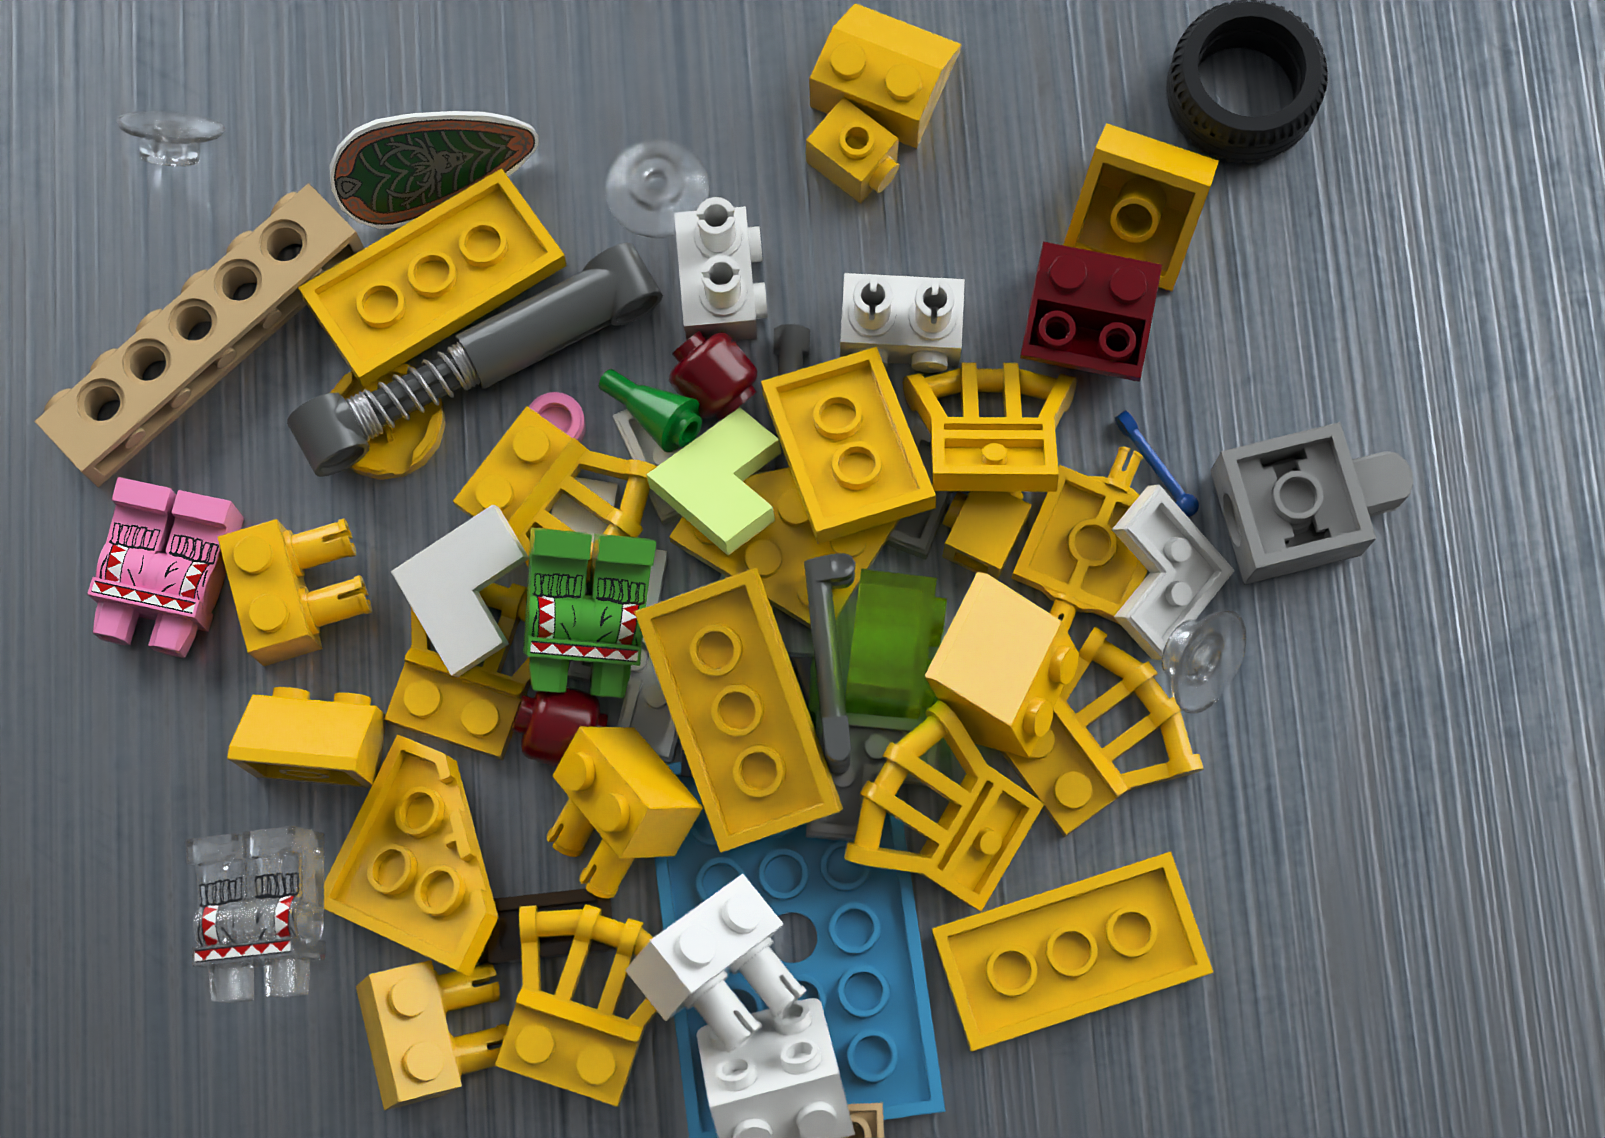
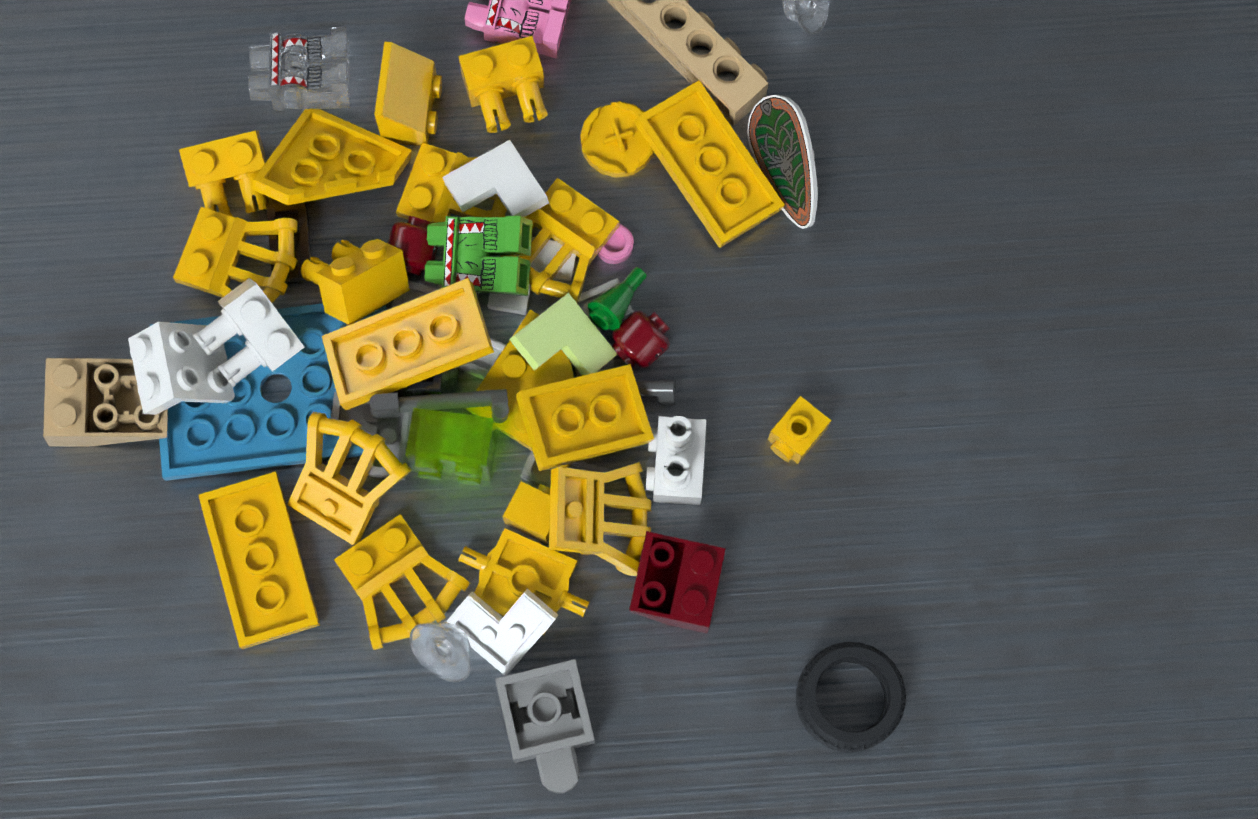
camera: 85 degrees right, 0 degrees up
(608, 291) = (698, 271): dark grey piece -> none
(650, 210) = (775, 324): clear piece -> none
(716, 271) = (710, 343): white brick -> none
(883, 70) = (859, 453): yellow slope -> none
(1003, 667) = (435, 513): yellow slope -> none
(1129, 427) = (553, 646): blue hinge -> none
(1141, 200) = (761, 621): yellow slope -> none

